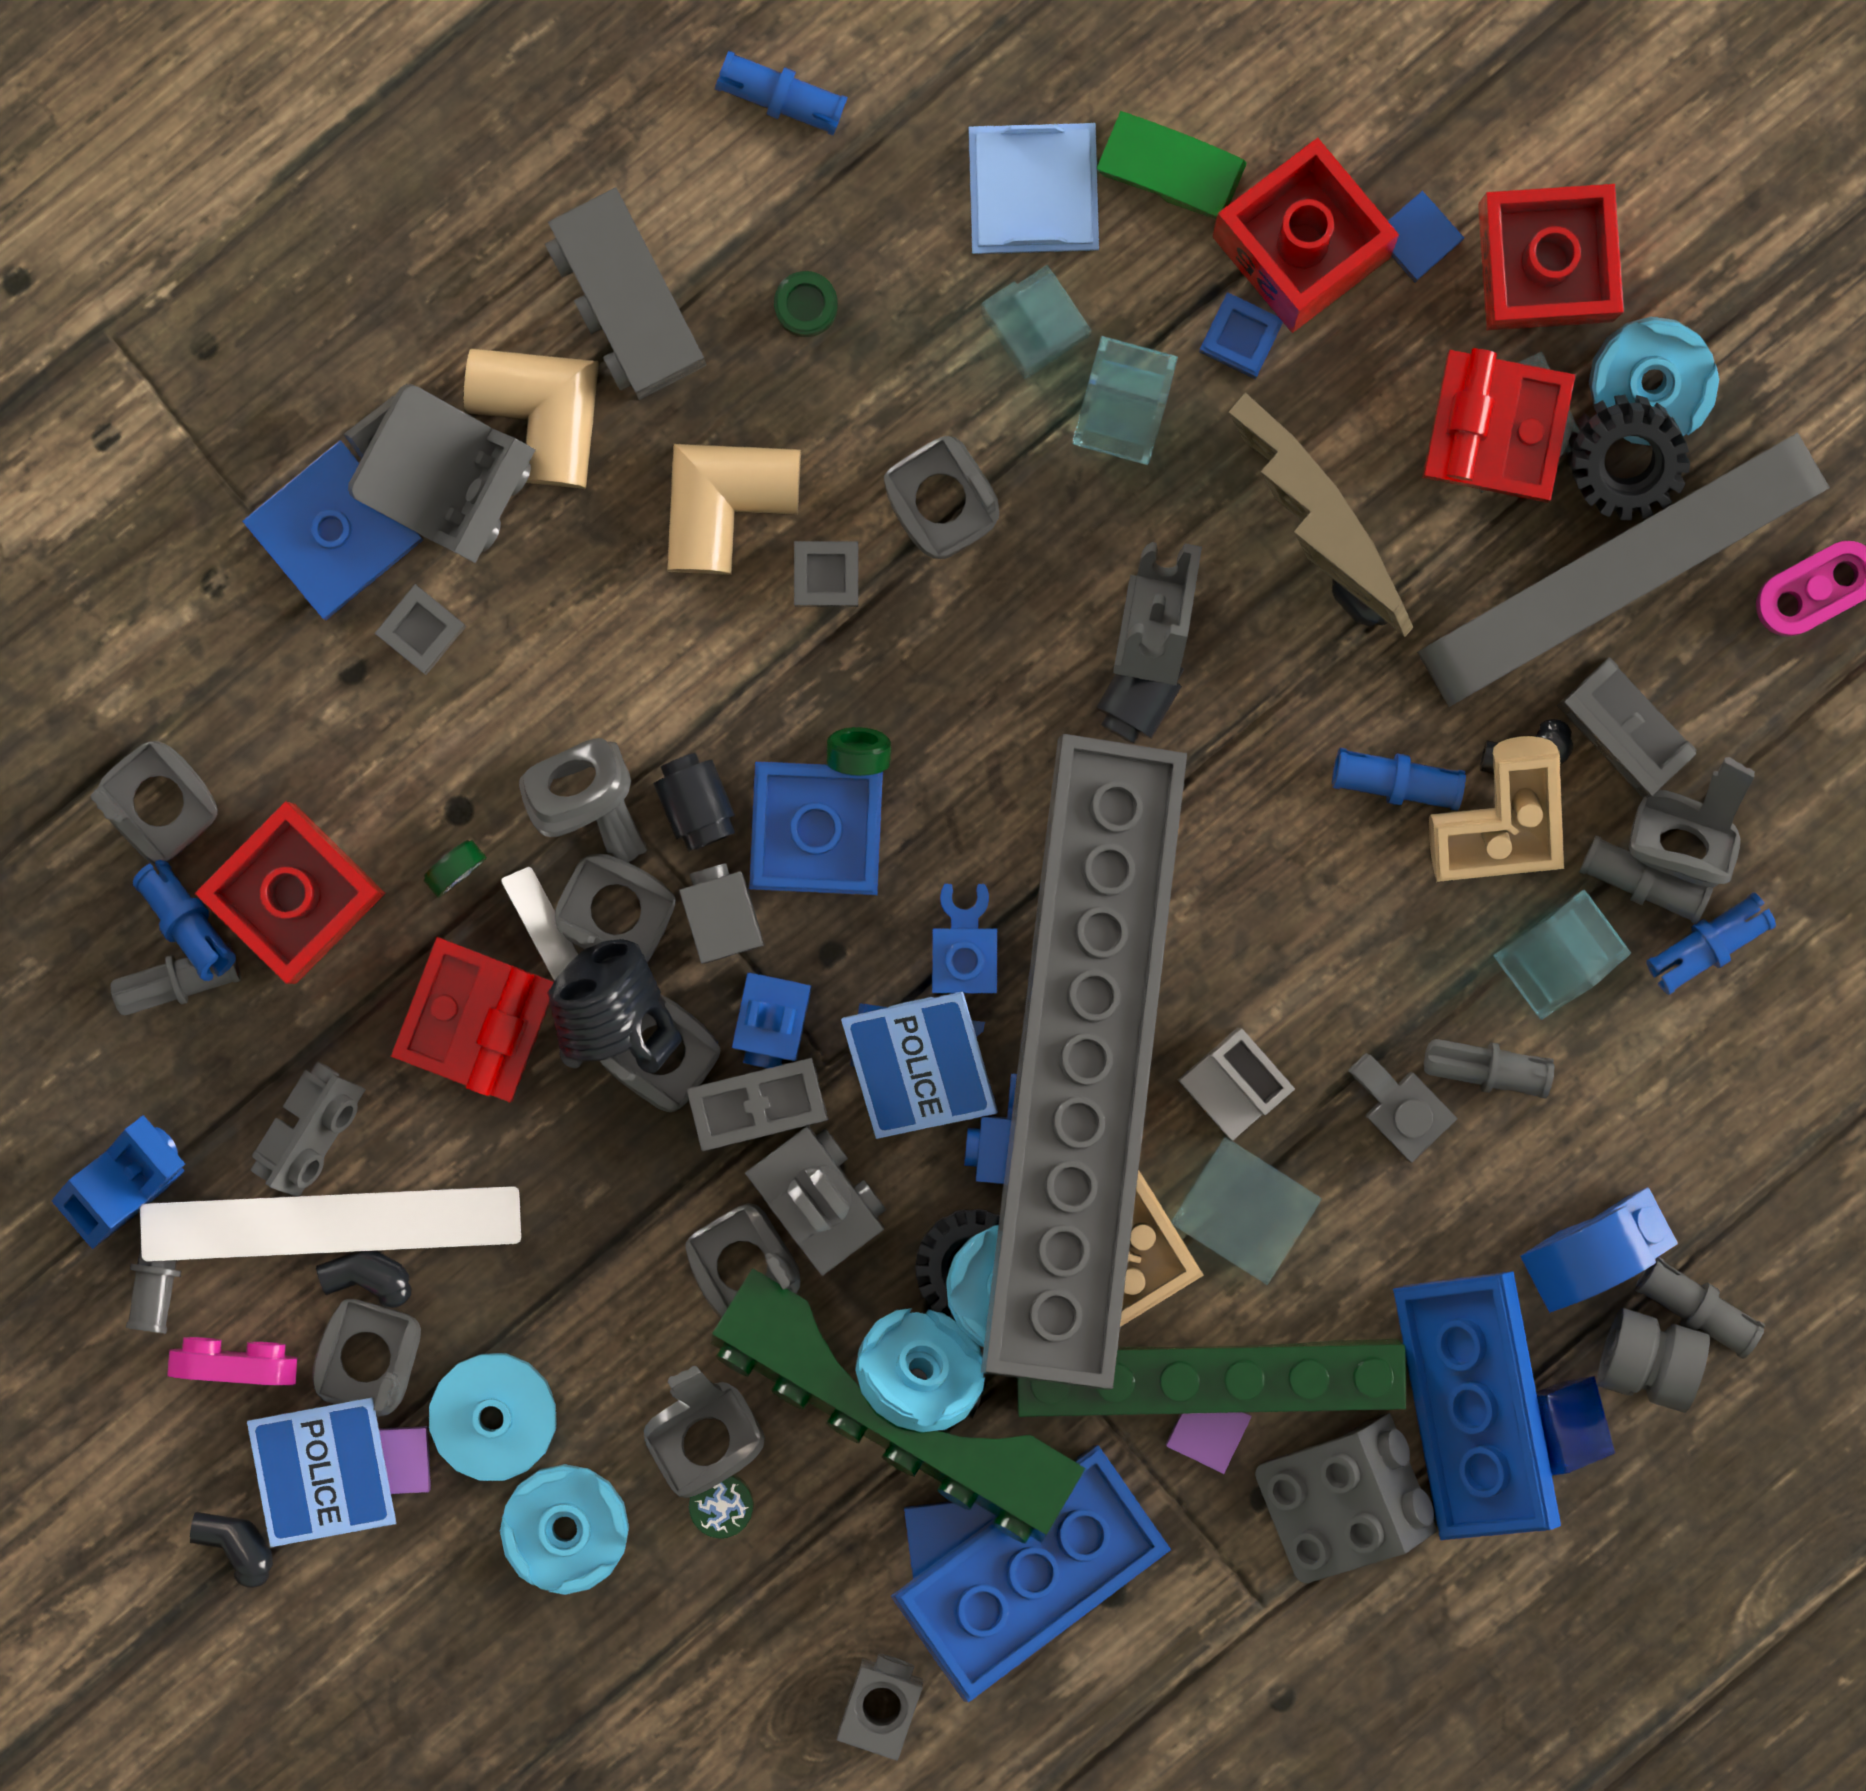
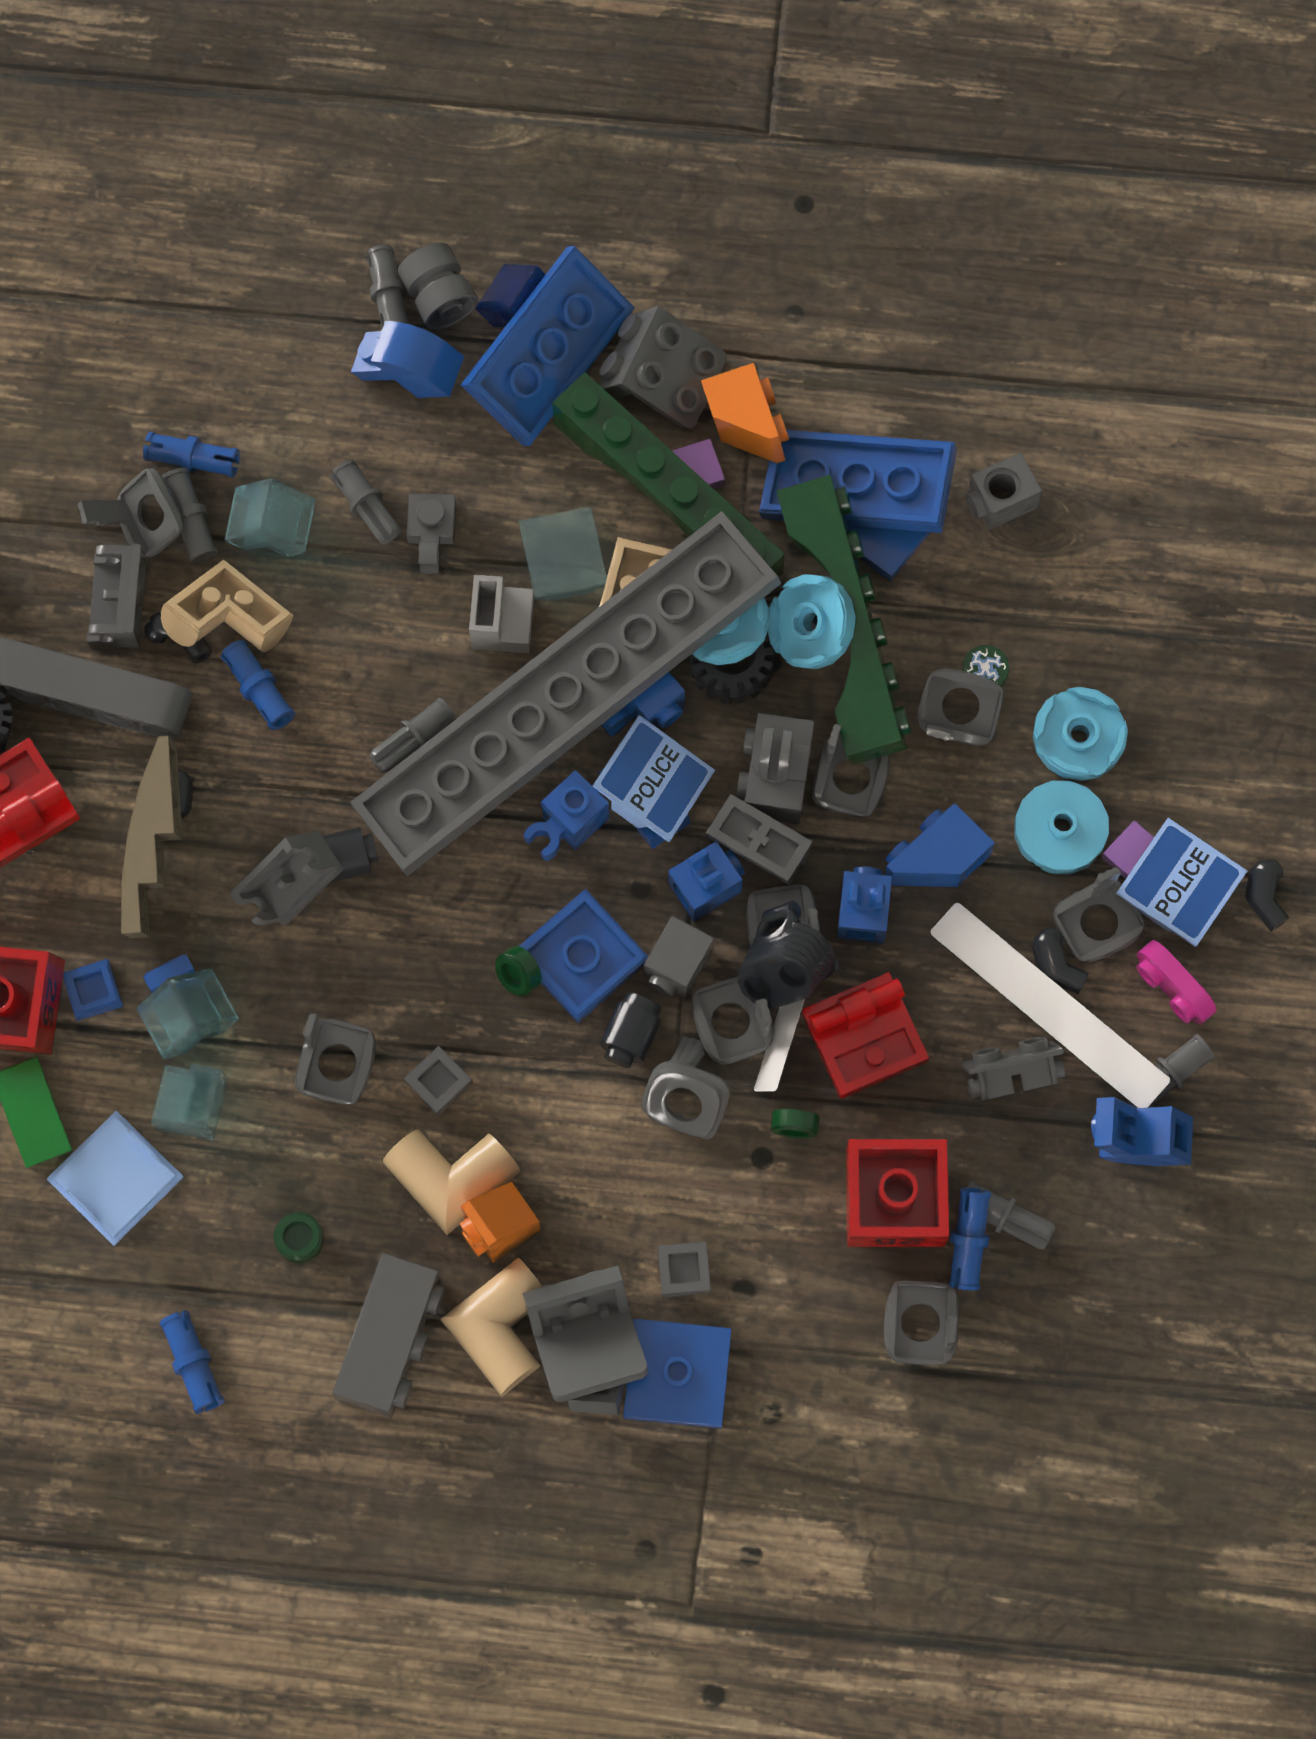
camera: 140 degrees left, 15 degrees down
(574, 1273) = (942, 854): none -> blue slope
(599, 1146) = (864, 905): none -> blue brick
(628, 495) = (498, 1222): none -> orange slope
(1176, 416) = (175, 967): none -> blue tile
(1197, 879) = (412, 735): none -> dark grey axle
(1213, 1528) = (742, 412): none -> orange slope

